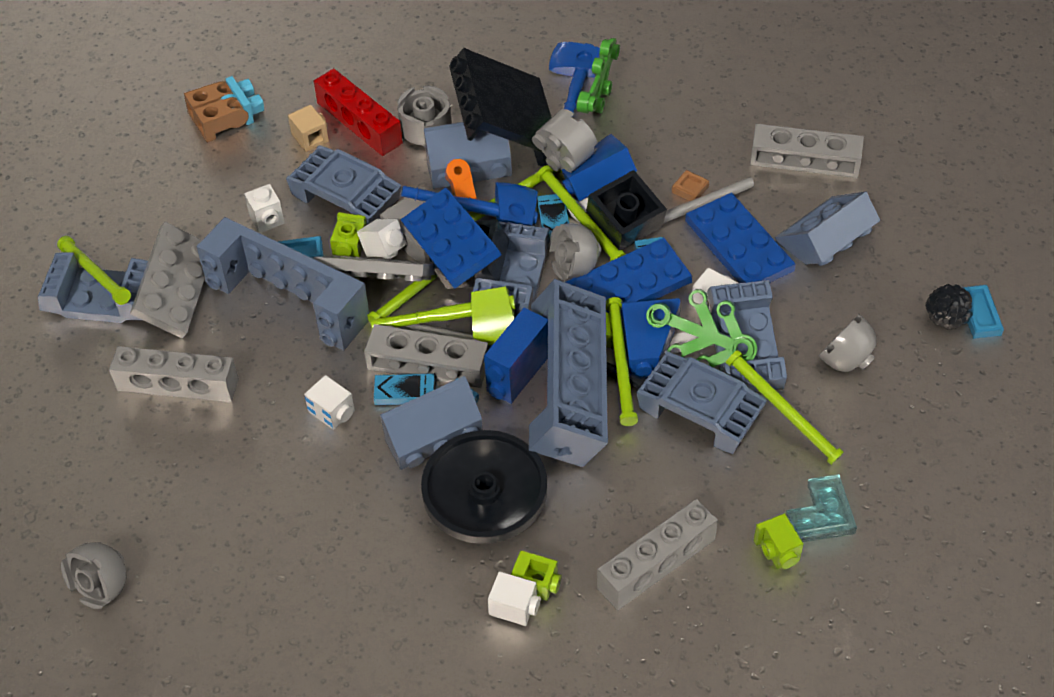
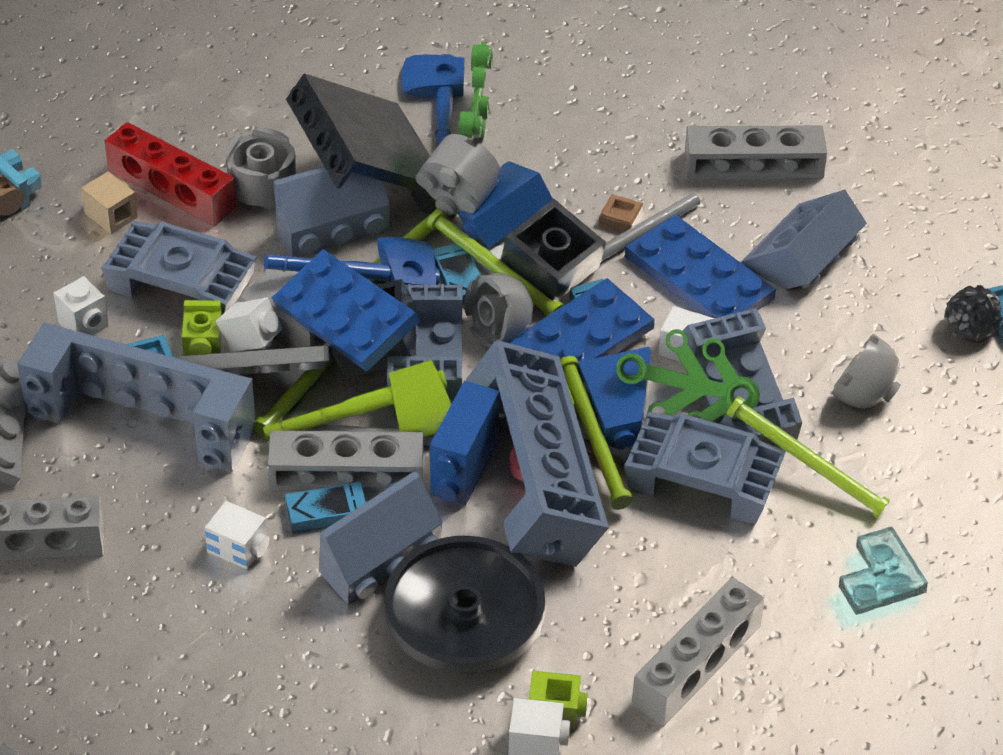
camera: 15 degrees left, 5 degrees down
(460, 178) = (330, 234): orange leg -> none
(779, 541) = (840, 613): lime brick -> none

